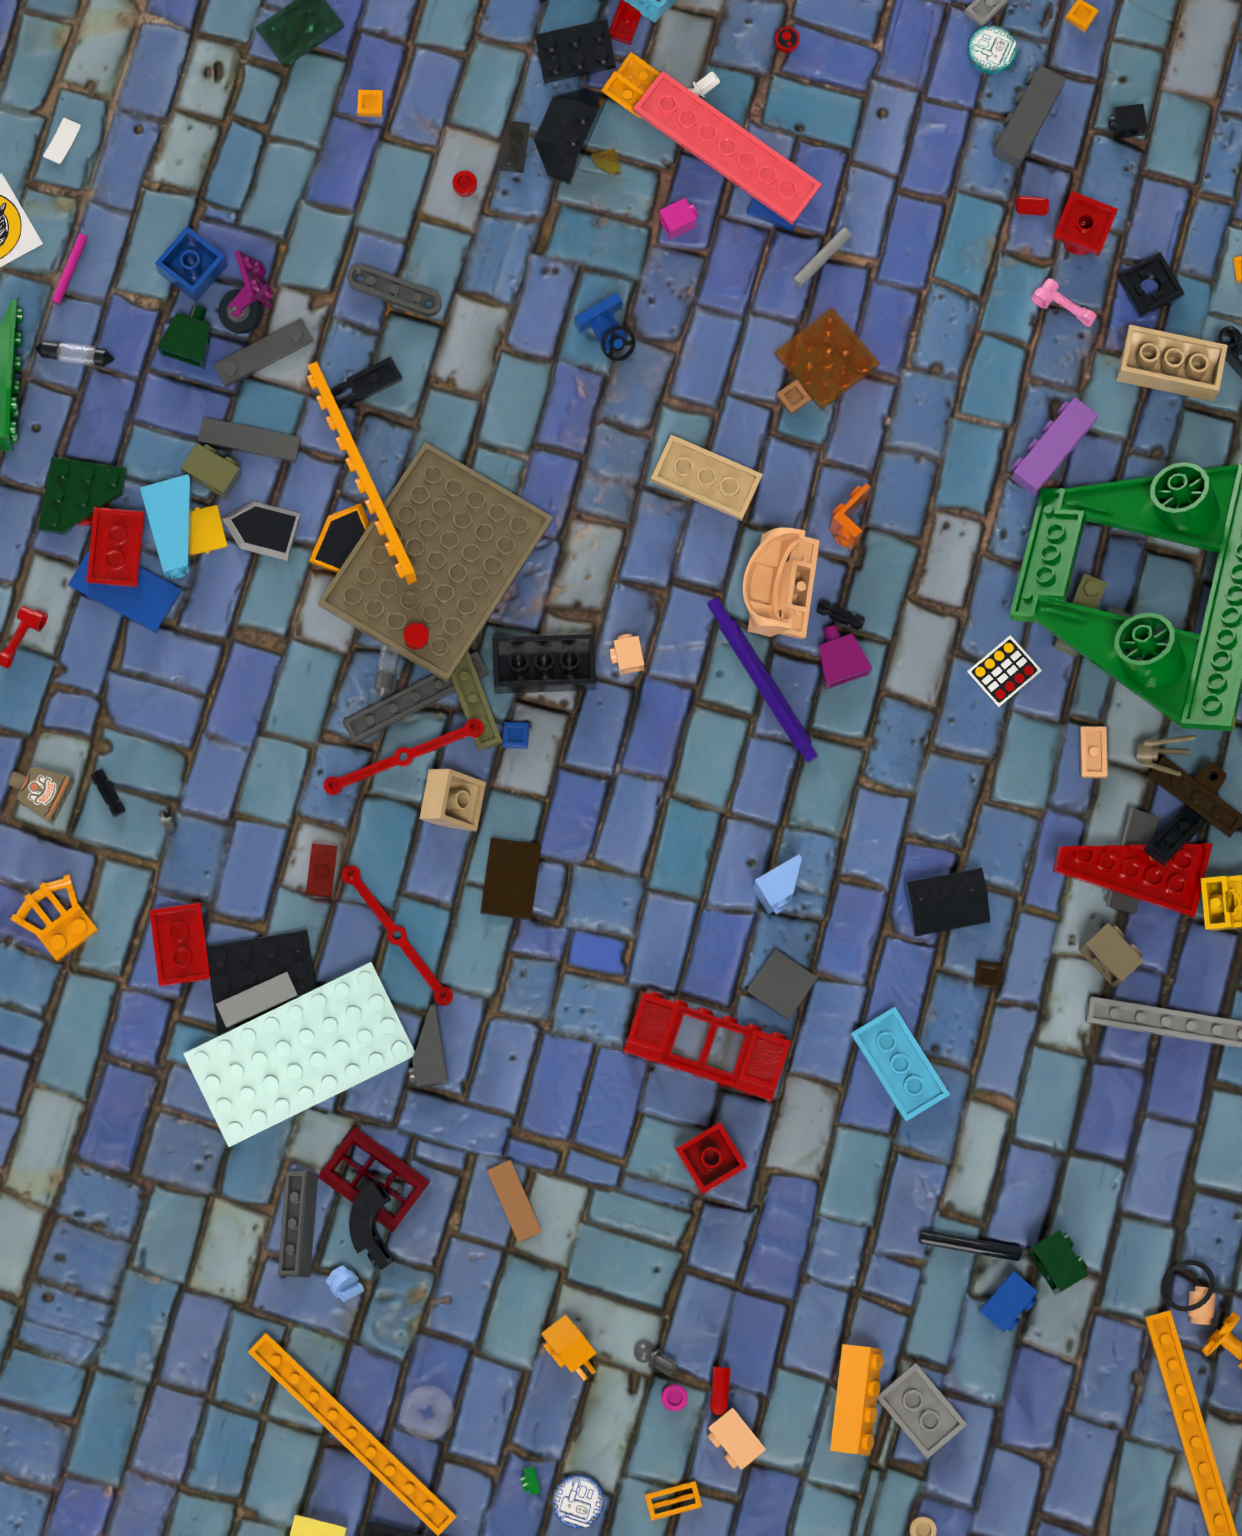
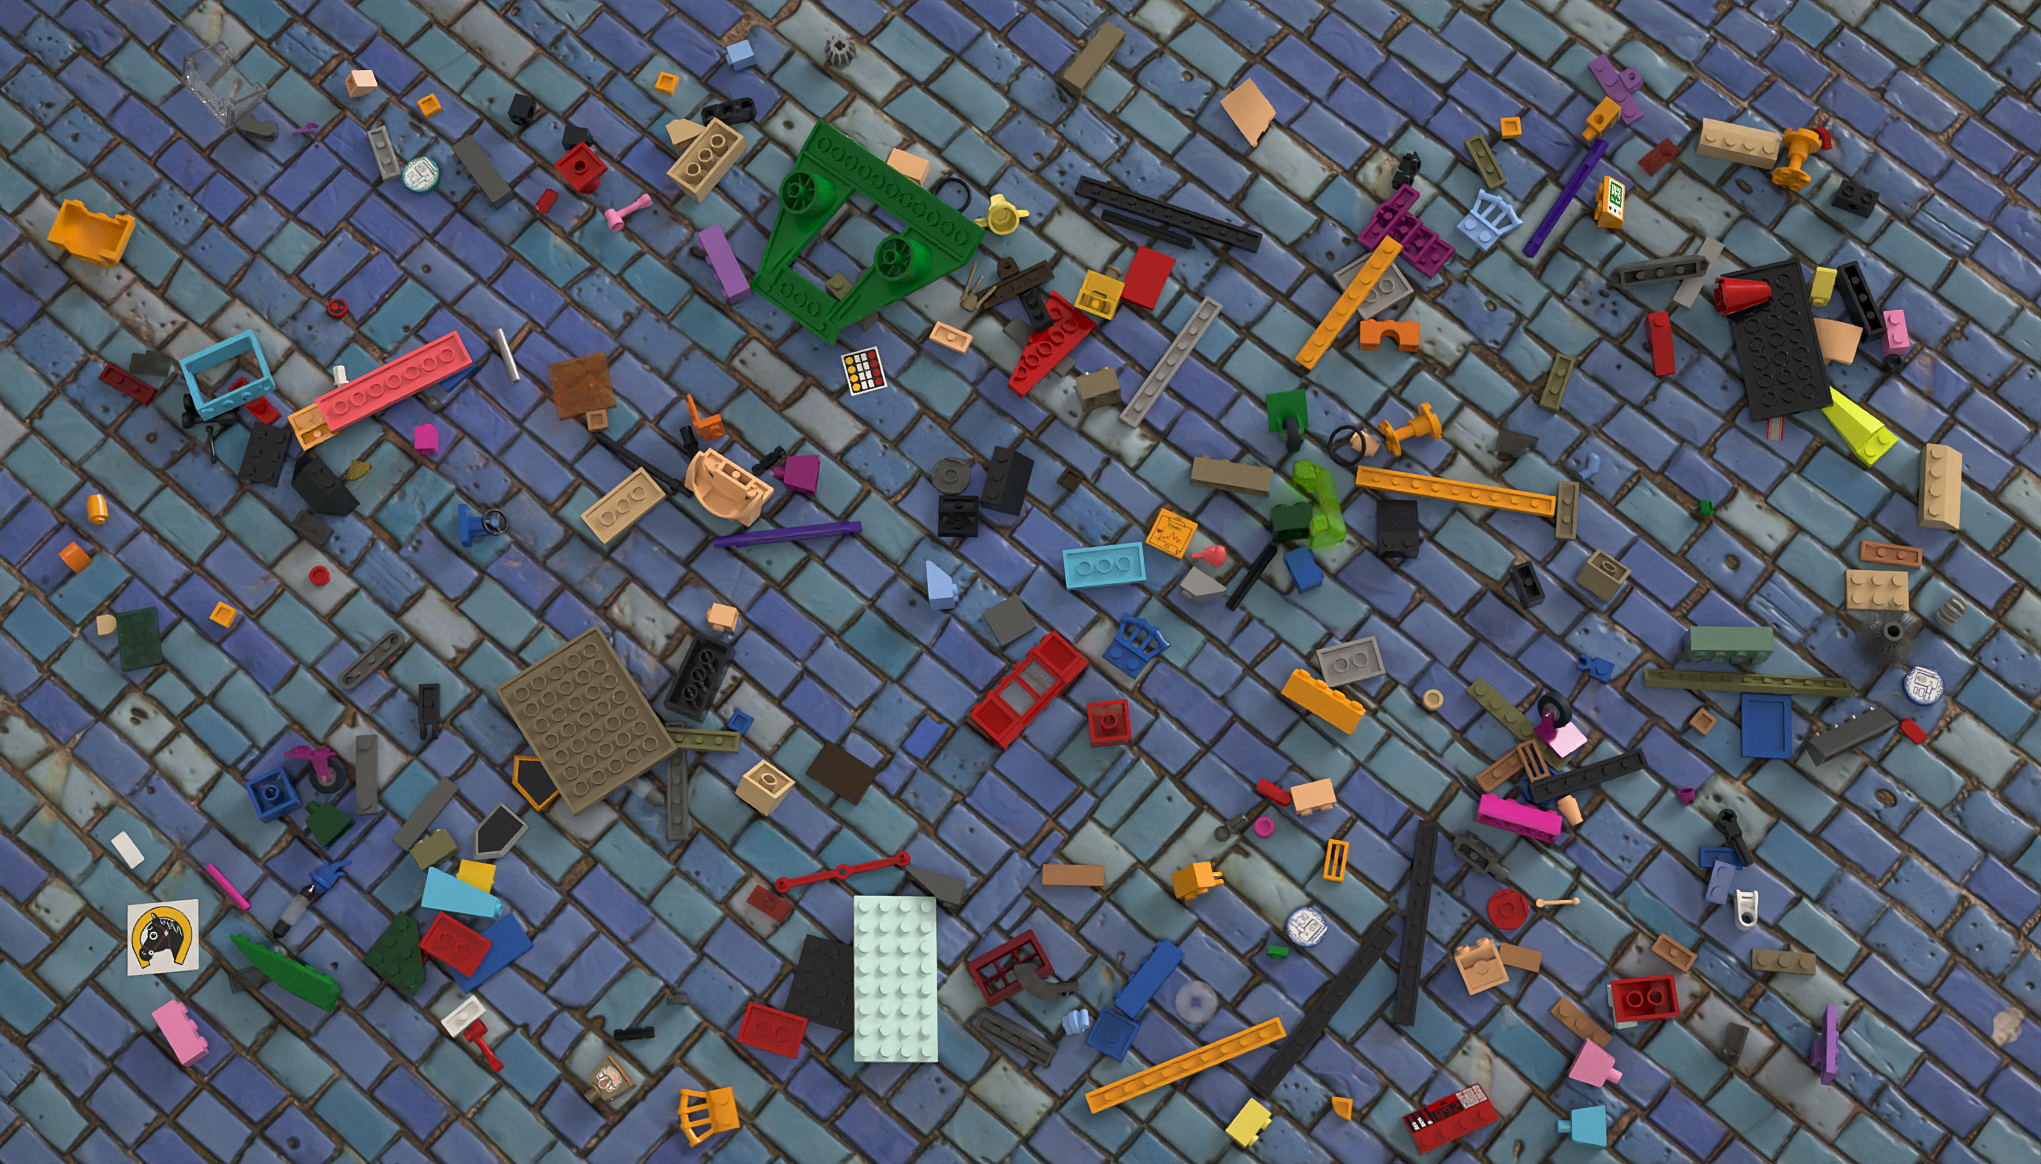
camera: 55 degrees left, 5 degrees down
(42, 597) = (463, 1016): none -> white plate
(129, 368) = (326, 876): none -> blue piece
(256, 1000) = (841, 991): light grey tile -> none
(335, 785) = (712, 868): red piece -> none
(350, 1332) = (1112, 1034): none -> blue tile
(364, 482) = (502, 742): light orange plate -> none
(416, 636) = (634, 755): red tile -> none
(431, 1345) = (1149, 979): none -> blue brick
(724, 205) = (433, 404): none -> dark grey hinge
(760, 522) = (674, 484): none -> black bar
(803, 1145) = (1126, 656): none -> blue plate
(817, 515) = (690, 443): none -> black axle
(879, 865) = (958, 516): none -> black slope
(924, 833) = (951, 476): none -> dark grey tile
(928, 1189) = (1201, 586): none -> light grey slope
(976, 1187) = (1215, 555): none -> coral piece
(978, 1125) = (1171, 534): none -> light orange tile
(1077, 1312) = (1328, 527): none -> clear neon green windscreen
(1082, 1164) = (1231, 476): none -> dark tan brick
(1115, 1393) = (1397, 529): none -> black slope
(1125, 199) = (575, 135): none -> black brick
(1156, 270) = (635, 141): black piece -> none
(1191, 319) = (683, 133): none -> tan slope
(1194, 1194) = (1288, 416): none -> green plate

